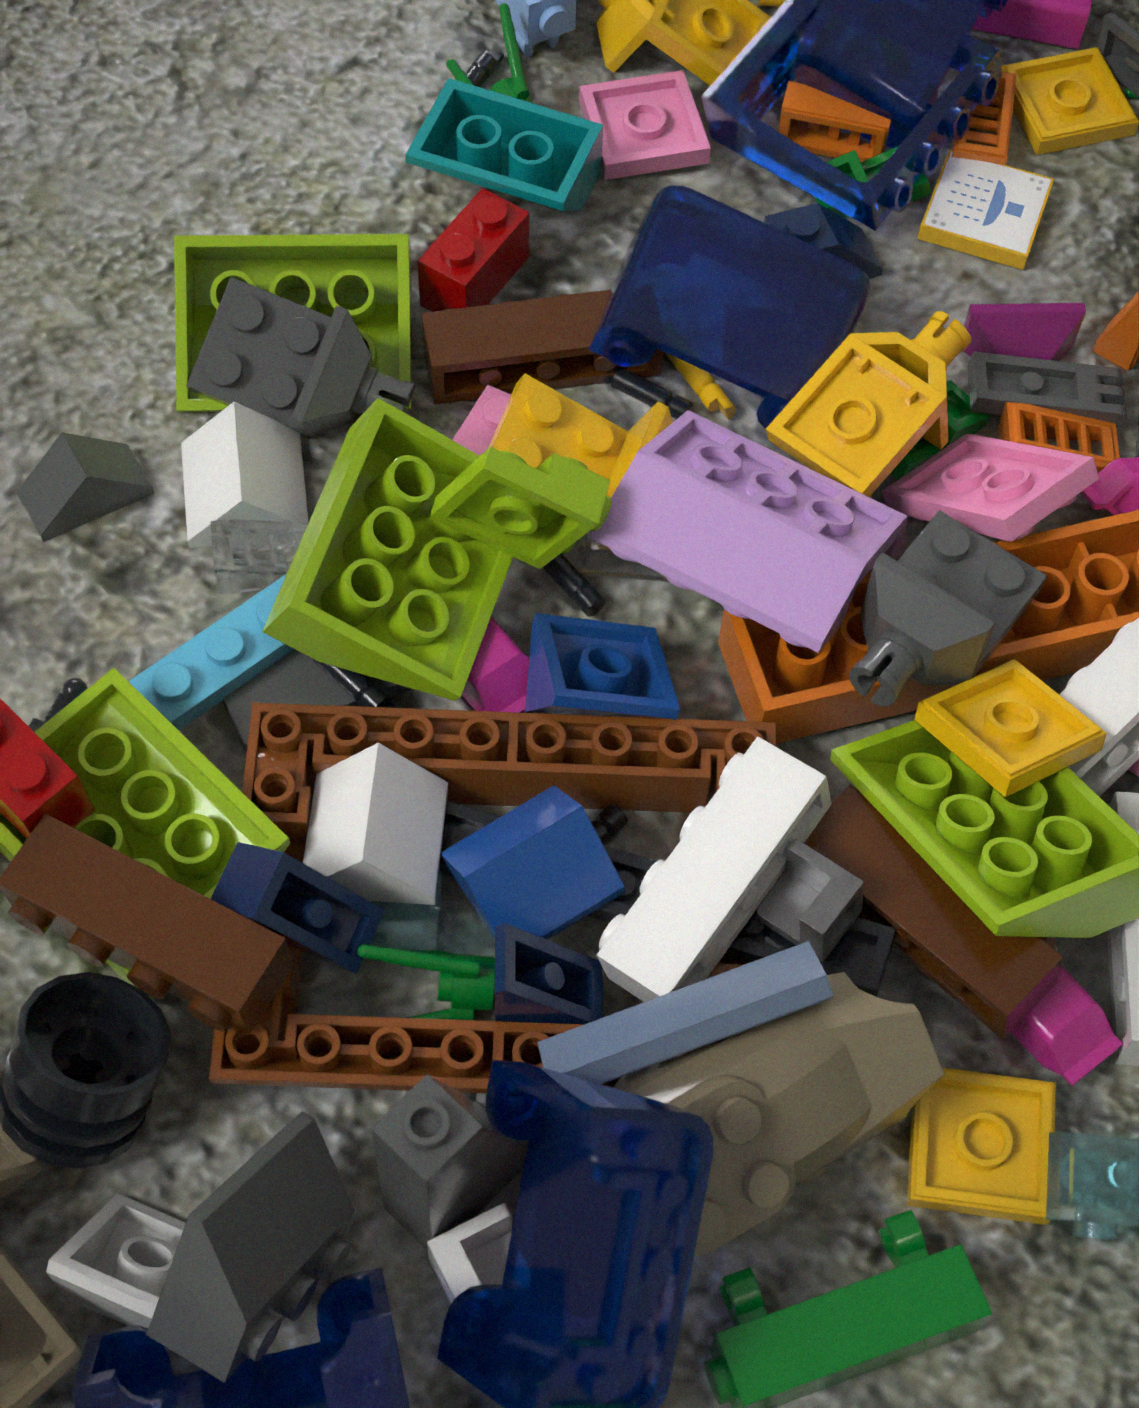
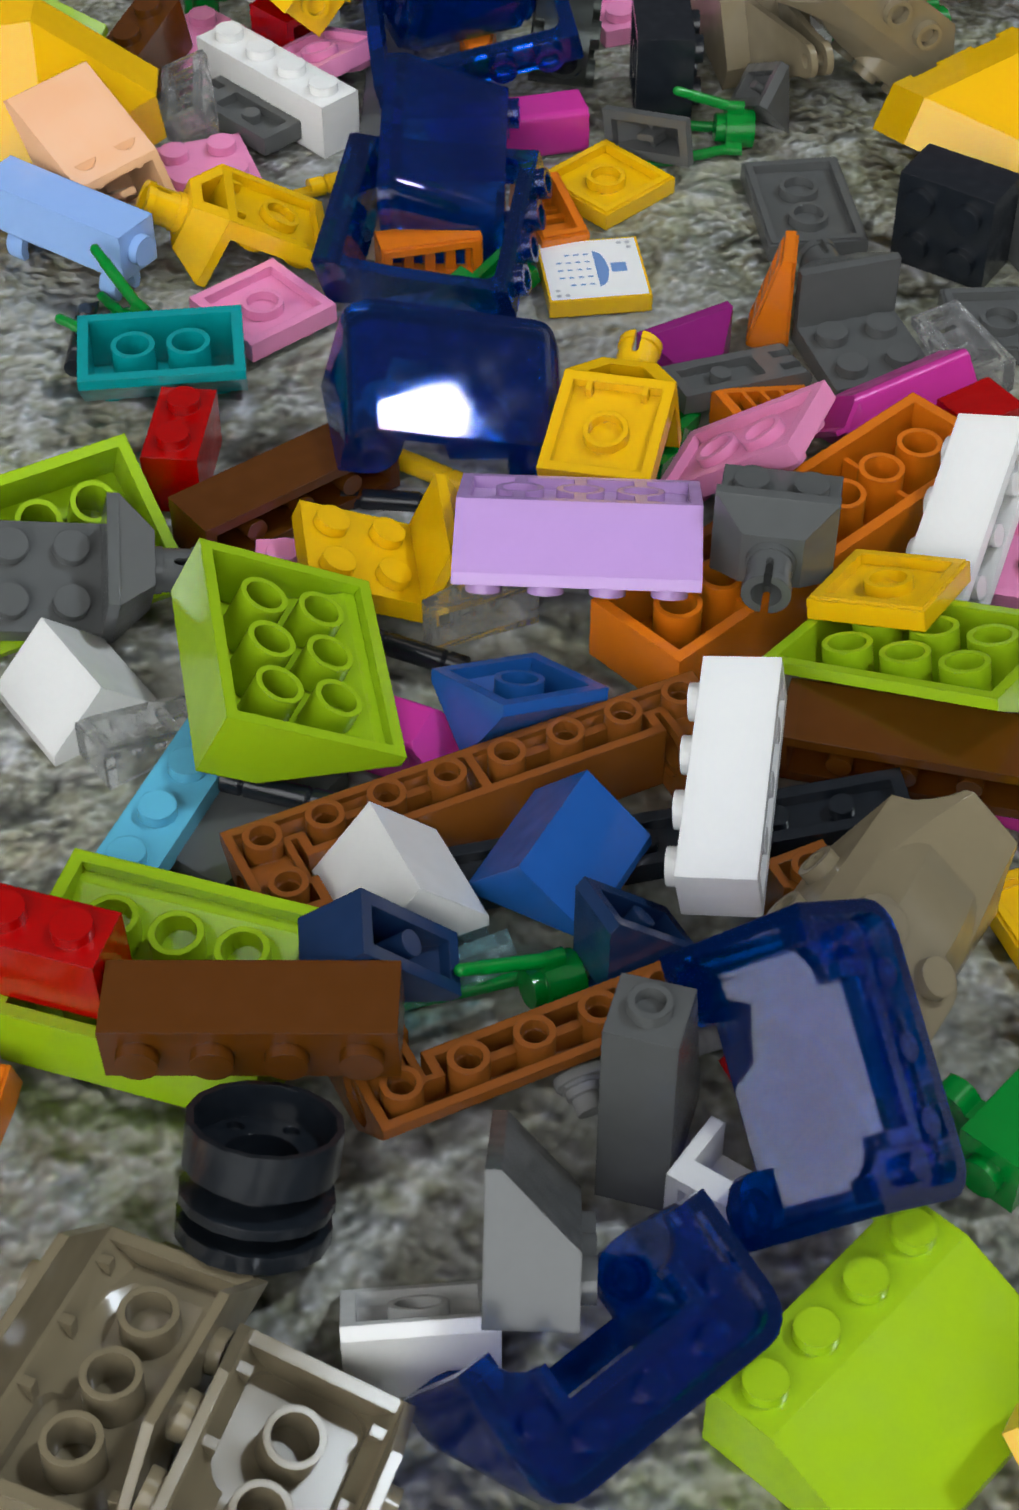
camera: 25 degrees left, 15 degrees down
(522, 507) = (380, 574): lime plate -> none
(690, 1017) = (811, 853): sand blue tile -> none
(812, 900) = (820, 767): flat silver panel -> none

